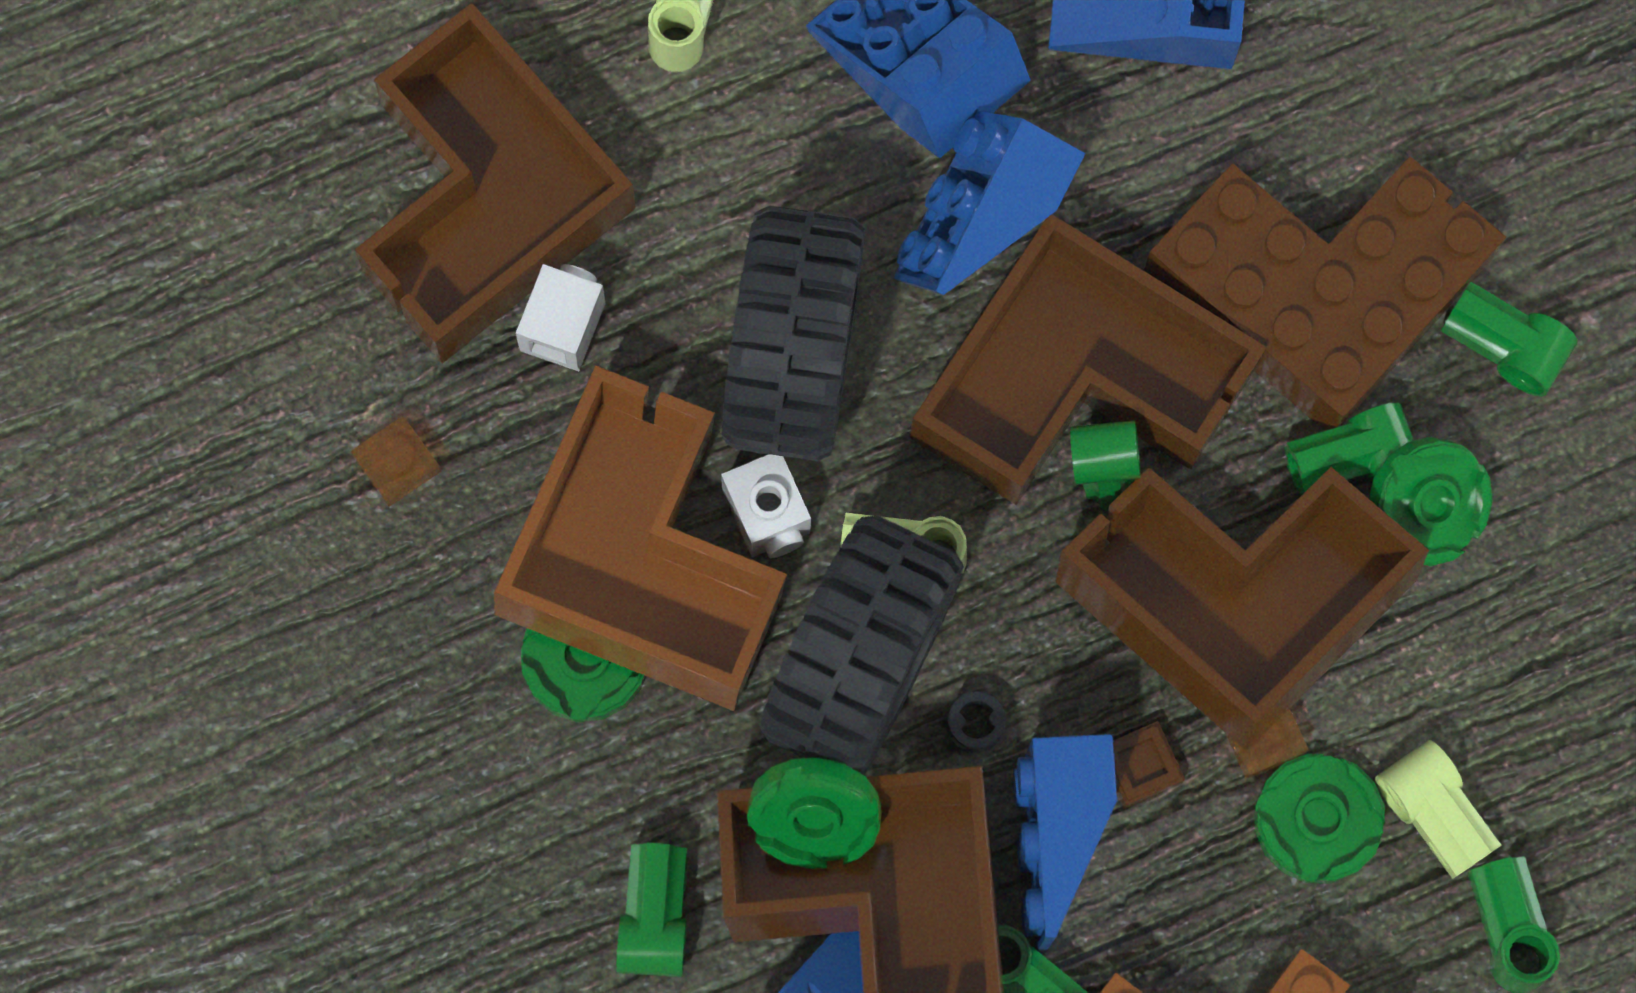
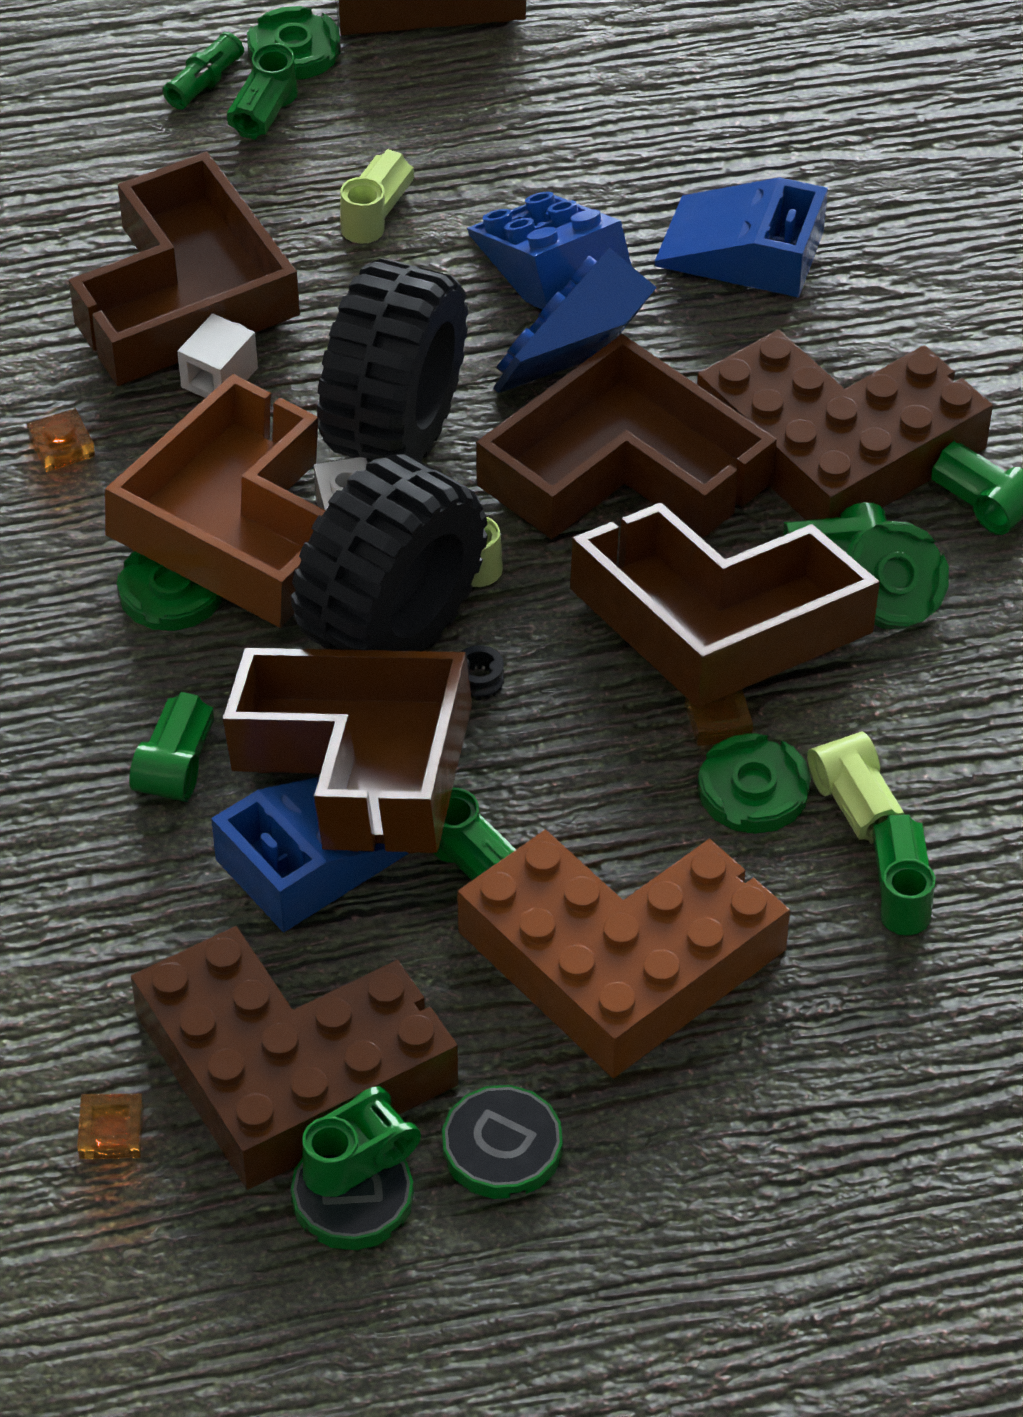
camera: 15 degrees right, 25 degrees down
(814, 812) = (319, 665): green tile -> none
(1068, 801) = (529, 729): blue slope -> none
(1105, 459) = (625, 486): green piece -> none
(1144, 765) = (610, 724): reddish brown tile -> none

